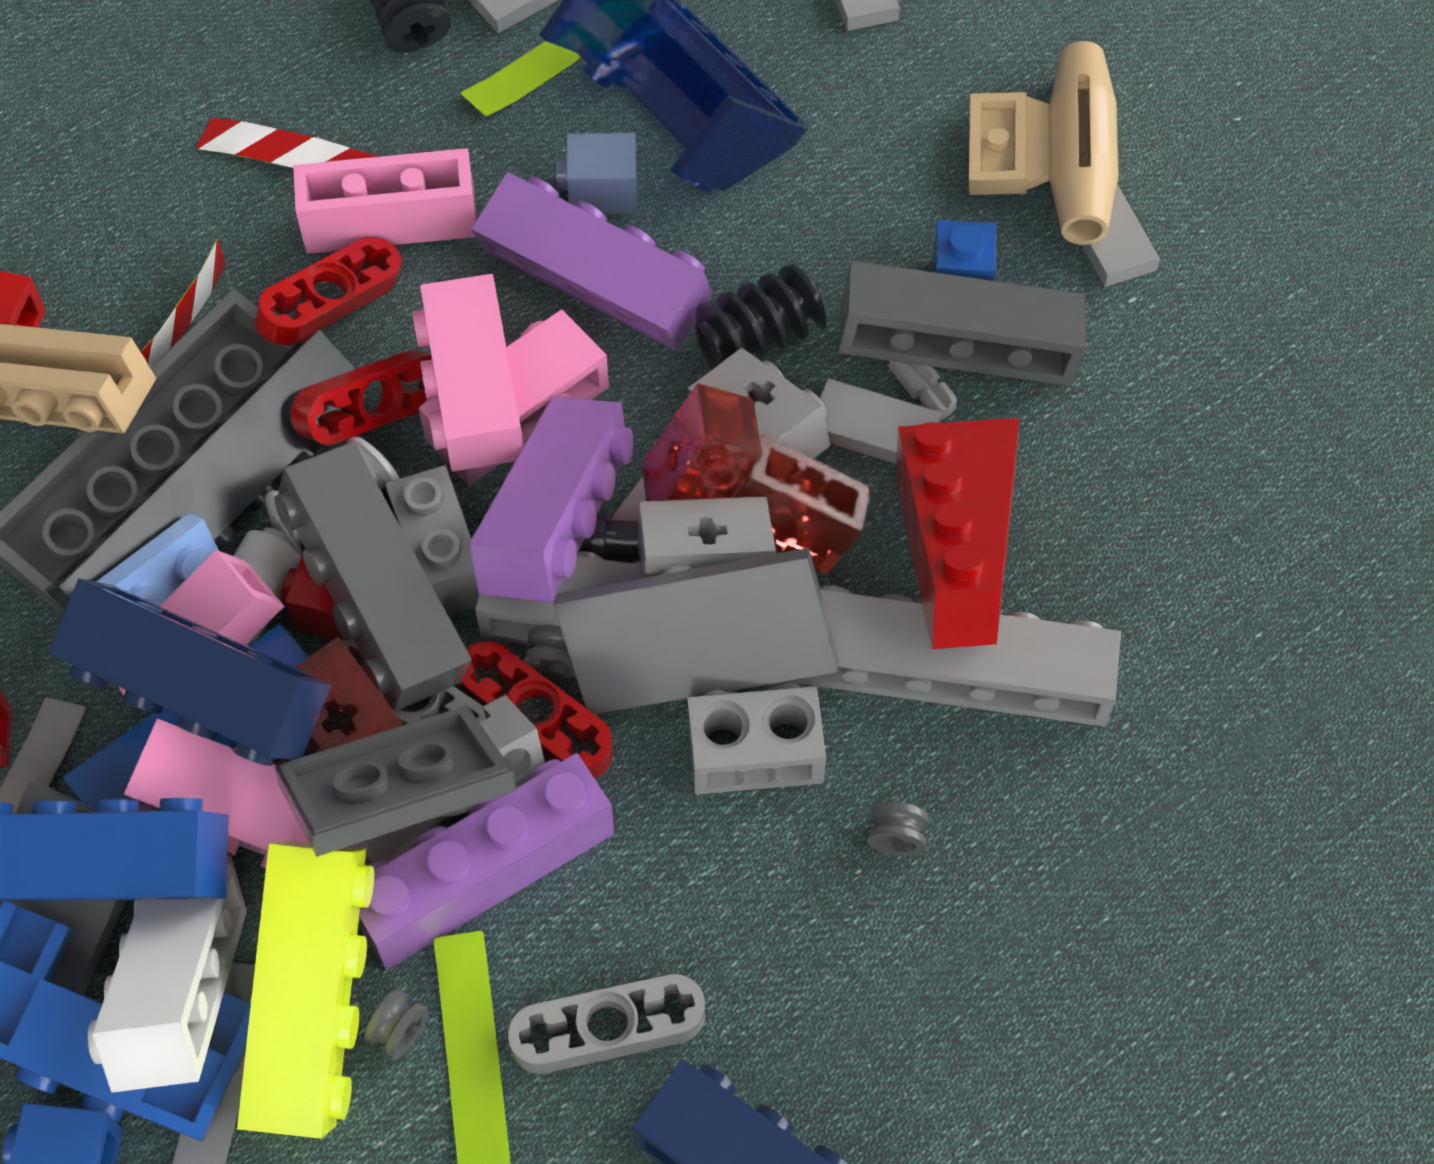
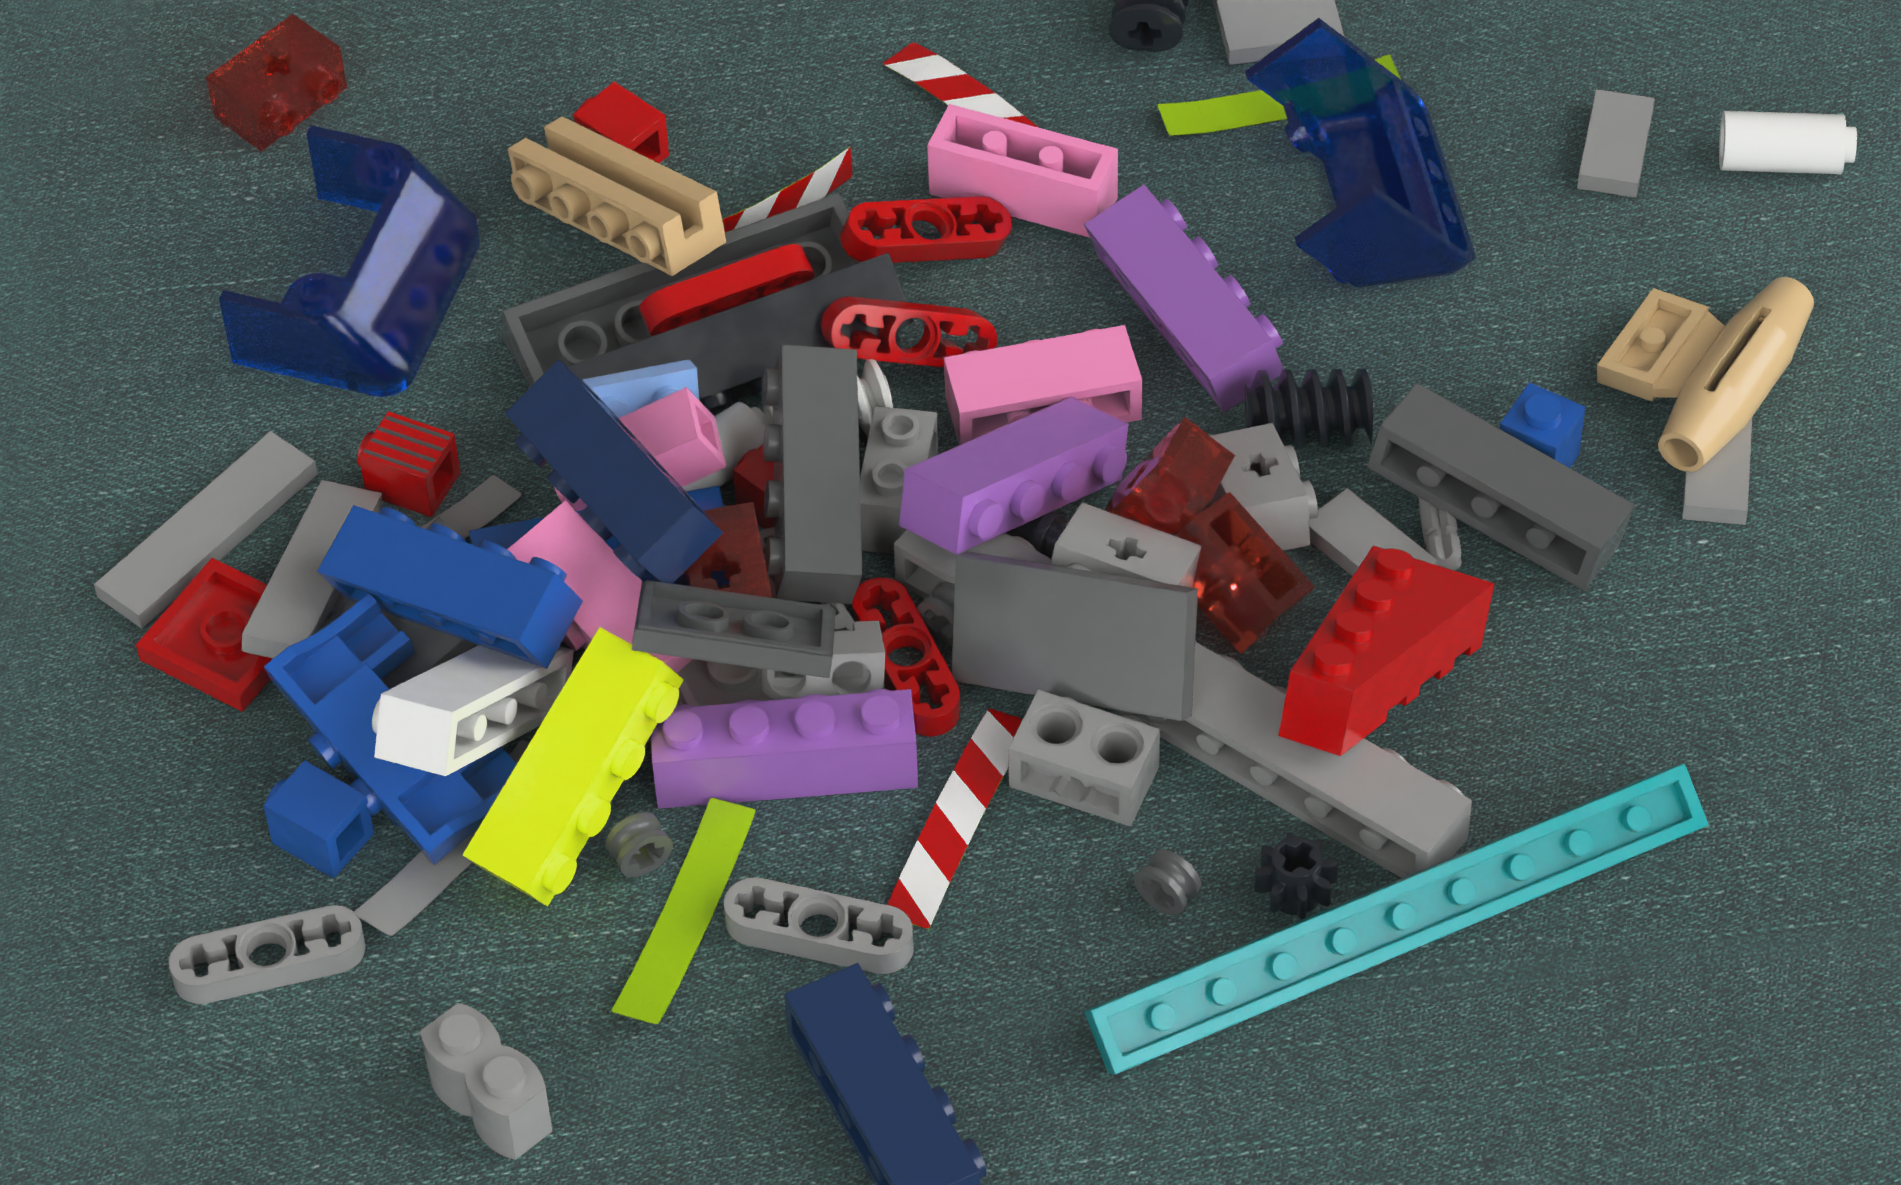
camera: 30 degrees right, 10 degrees down
(181, 426) = (725, 288): none -> red beam
(468, 373) = (1000, 339): bright pink brick -> none
(600, 171) = (1243, 224): sand blue brick -> none
(669, 850) = (954, 819): none -> sticker
(1007, 751) = (1296, 875): none -> black gear
(1103, 783) = (1394, 919): none -> teal plate

